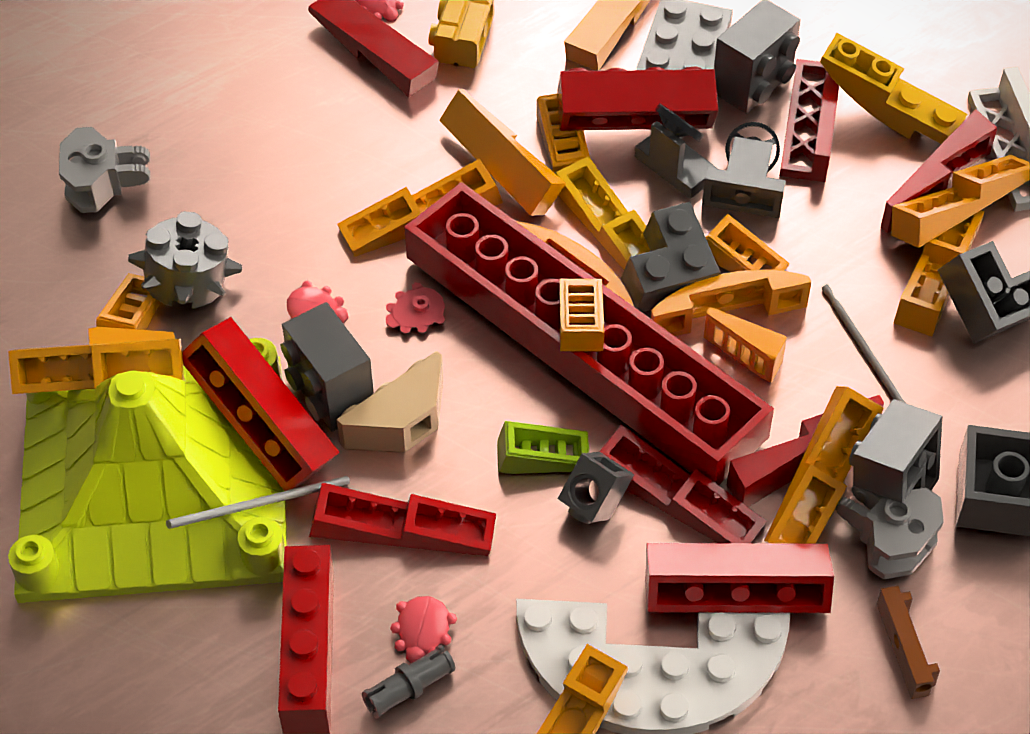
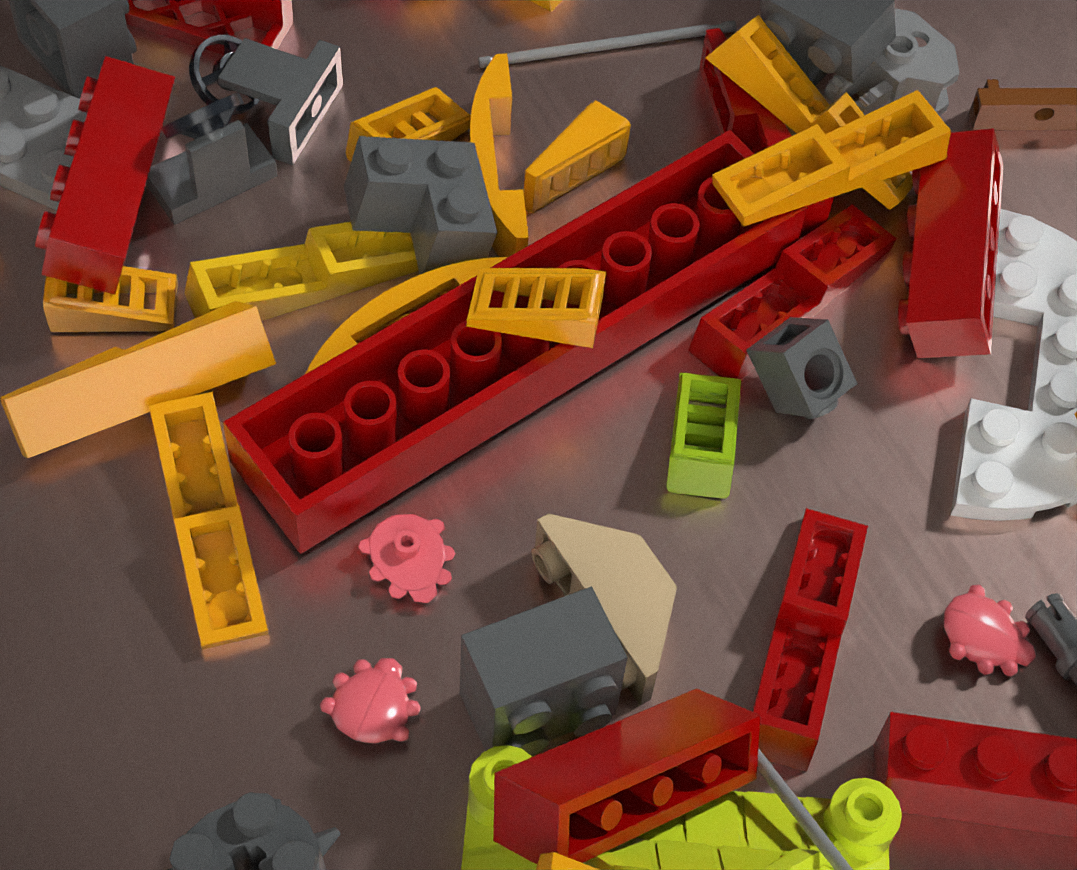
camera: 85 degrees left, 5 degrees up
(752, 460) = (824, 165): none -> light orange slope

